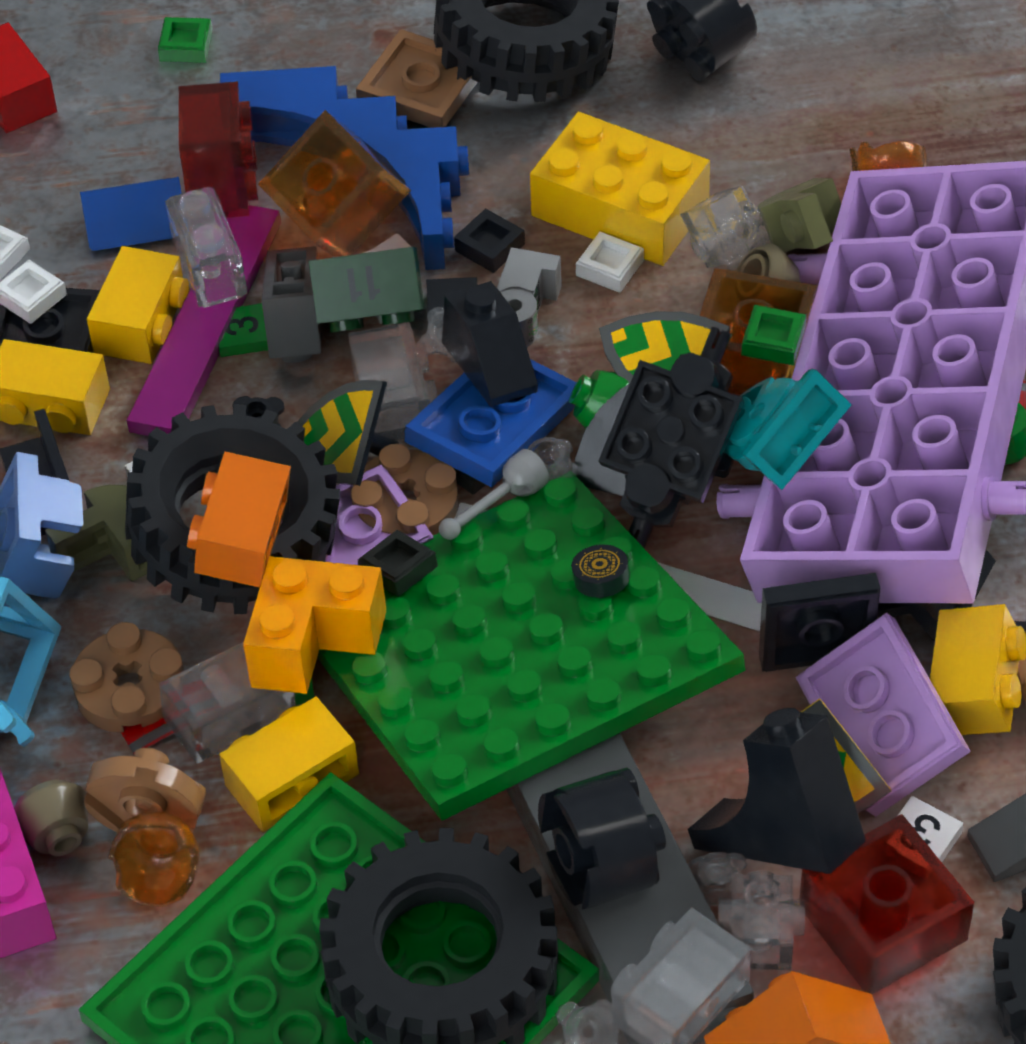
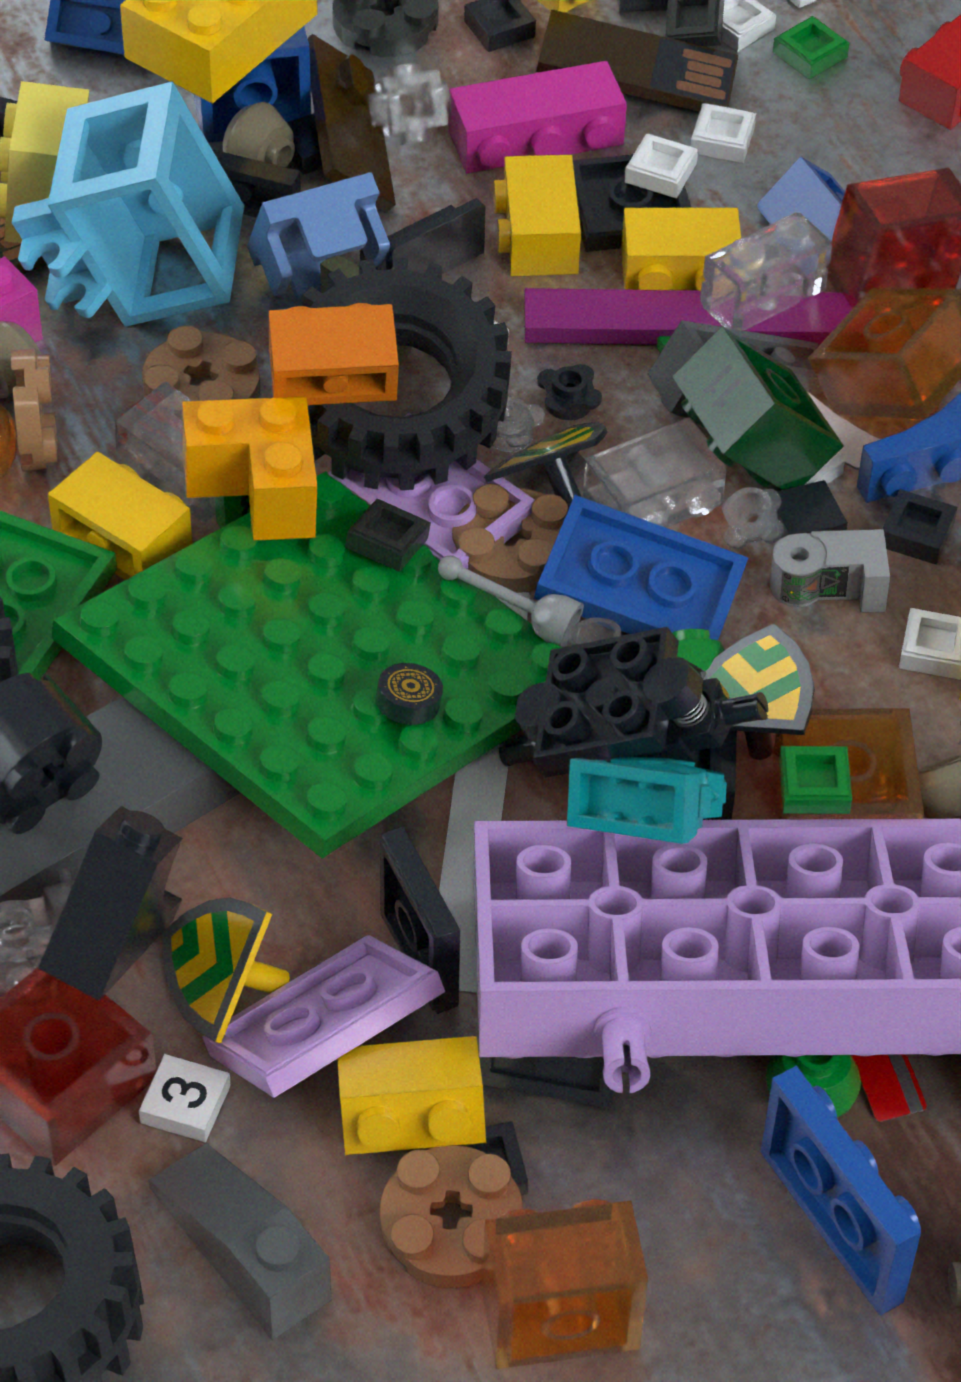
camera: 70 degrees right, 0 degrees up
(488, 343) = (713, 533): black slope -> none

